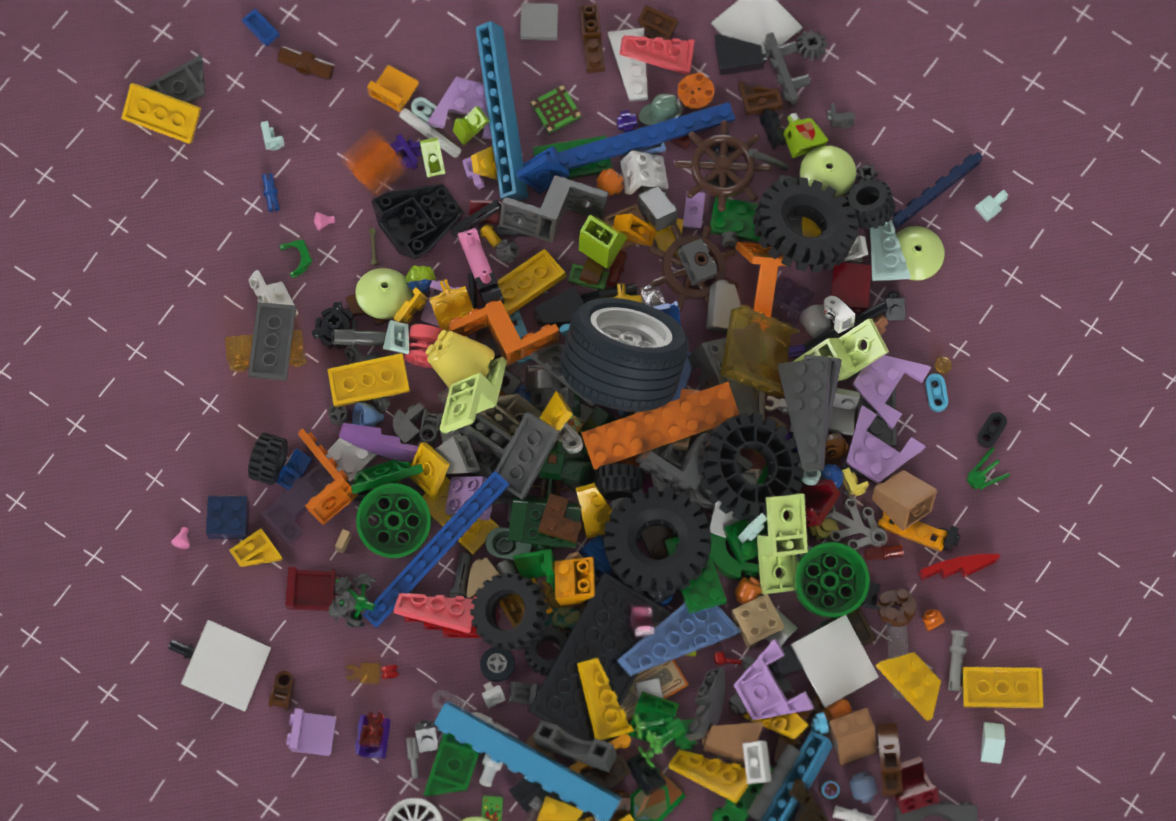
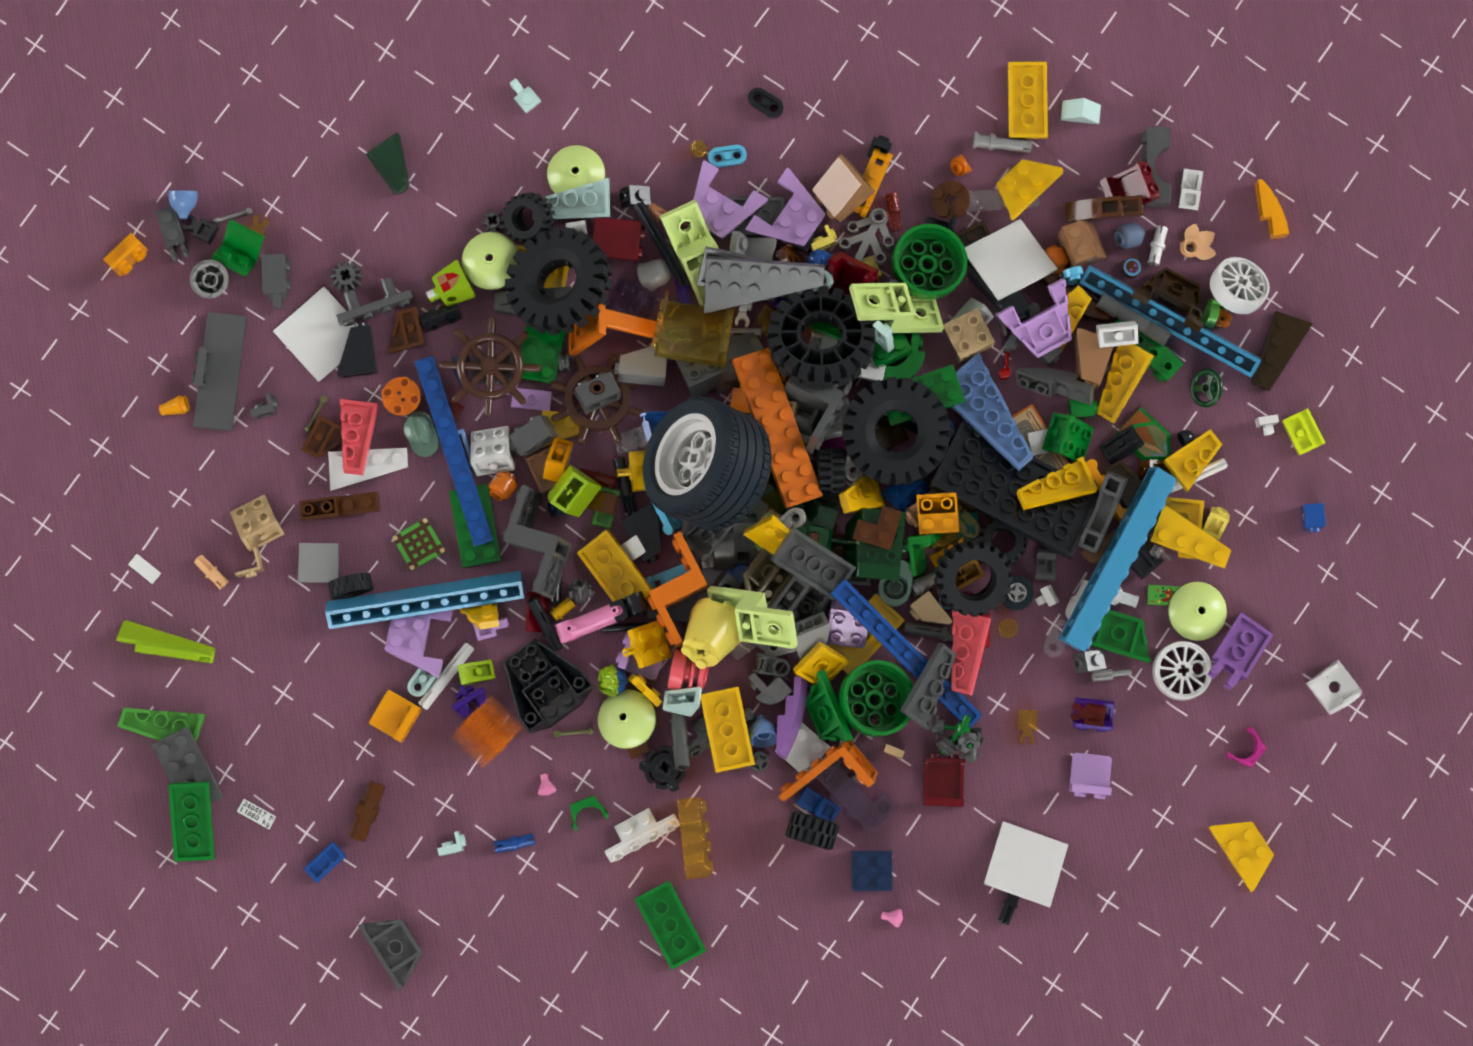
camera: 90 degrees left, 10 degrees up
(161, 113) = (427, 964): yellow plate -> none
(186, 331) = (670, 925): none -> green plate
(255, 550) = (904, 840): yellow wing -> none
(272, 341) = (692, 828): dark grey plate -> none
(282, 692) = (1051, 808): reddish brown piece -> none
(389, 671) = (1026, 700): red bush -> none
(396, 566) = (924, 695): none -> dark grey wing
(462, 656) = (1008, 628): none -> clear yellow plate
(470, 125) = (440, 632): lime slope -> none
(515, 45) = (350, 585): none -> black tyre
(541, 170) = (492, 554): blue bracket -> none
(547, 297) = (633, 548): none -> white sticker
(626, 121) = (434, 469): dark purple gear -> none
(641, 620) = (978, 446): clear pink bracket -> none
(673, 731) = (1084, 415): plant -> none
(694, 27) = (323, 400): none -> olive hinge
(748, 590) = (937, 344): orange head -> none
(767, 159) = (480, 320): dark grey bar -> none
(838, 313) = (651, 249): white leg -> none
(841, 120) = (432, 244): dark grey bracket -> none
(921, 84) = (391, 164): none -> clear green slope
(941, 186) = (503, 145): dark blue plate -> none
(965, 564) = (906, 132): red slope -> none
(977, 479) = (817, 117): green plant -> none

